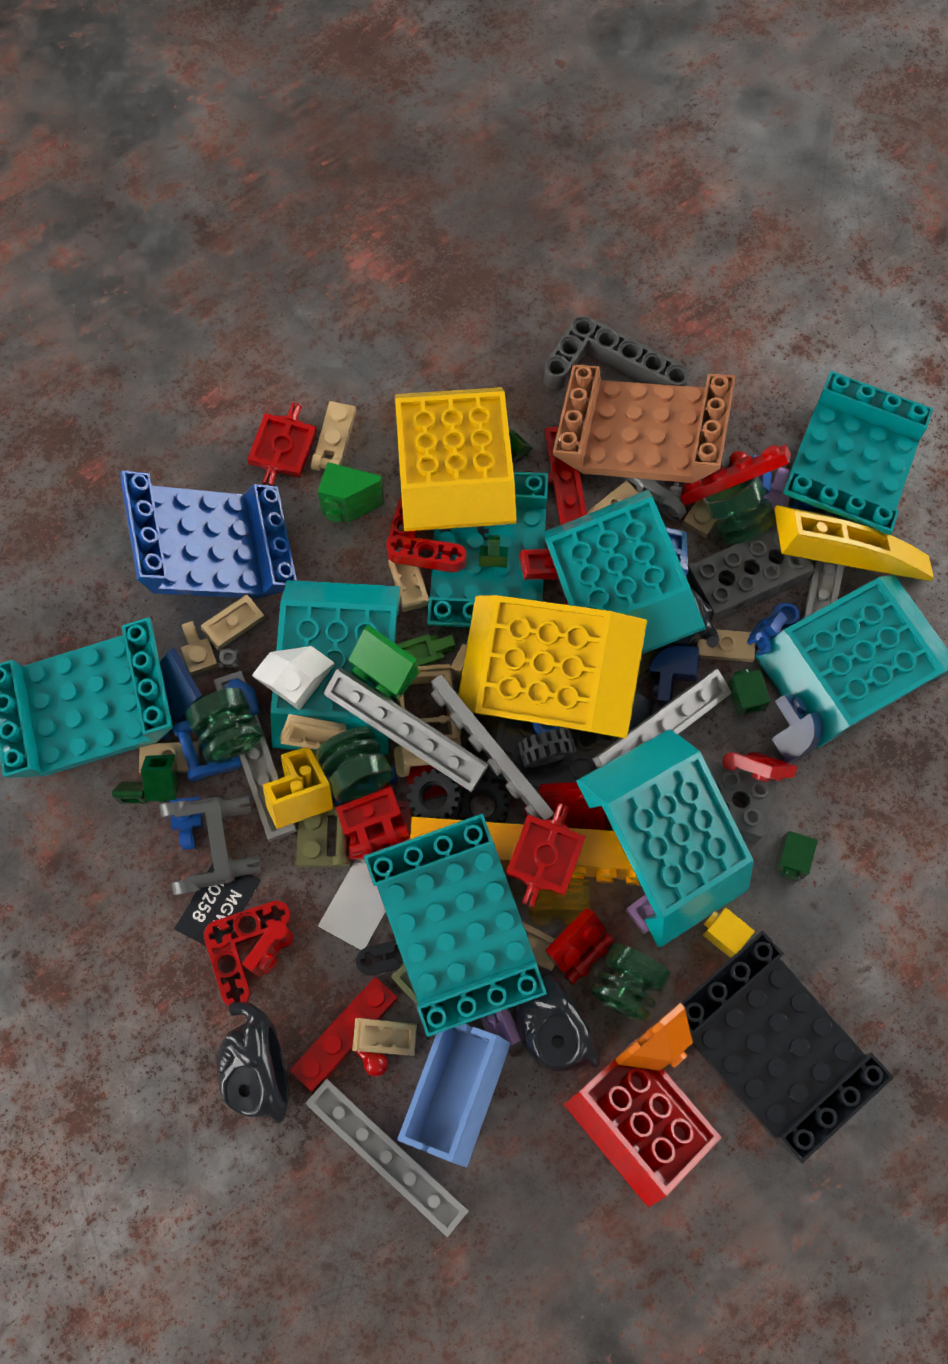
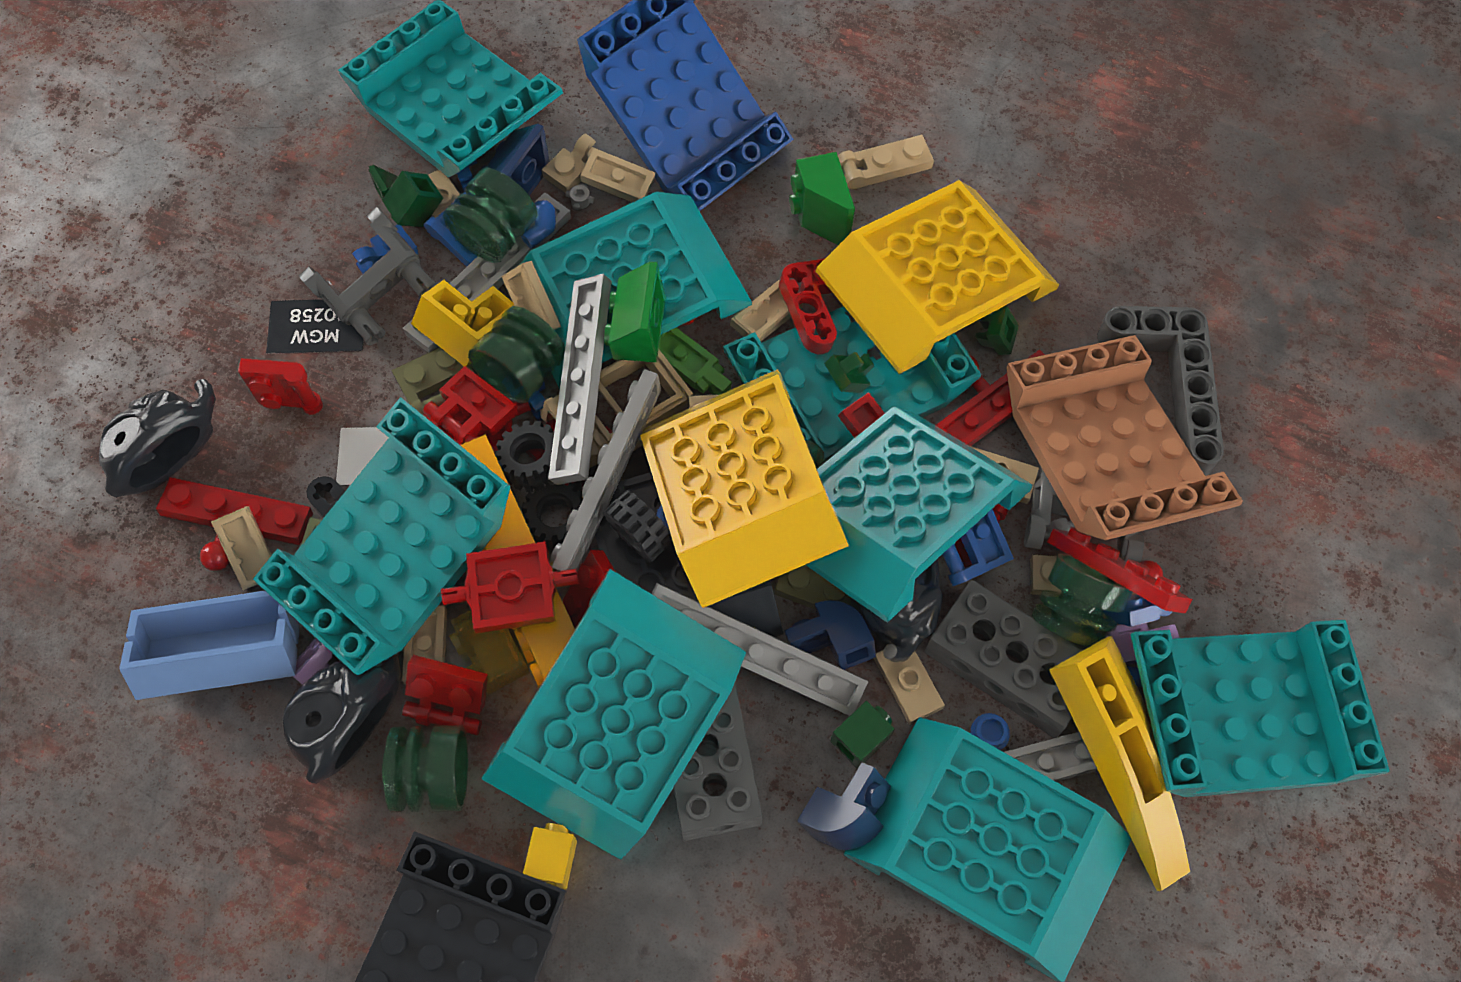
camera: 60 degrees right, 5 degrees down
(229, 945) = (267, 348): red beam -> none
(282, 445) = (842, 119): red plate -> none
(294, 673) = (579, 246): white slope -> none
(387, 1157) = (129, 590): light grey plate -> none
(643, 1127) = (278, 872): red slope -> none
(661, 1043) = (371, 839): orange slope -> none
(761, 765) = (768, 786): red plate -> none
(767, 630) = (950, 712): blue plate -> none
(795, 856) = (687, 891): dark green brick -> none

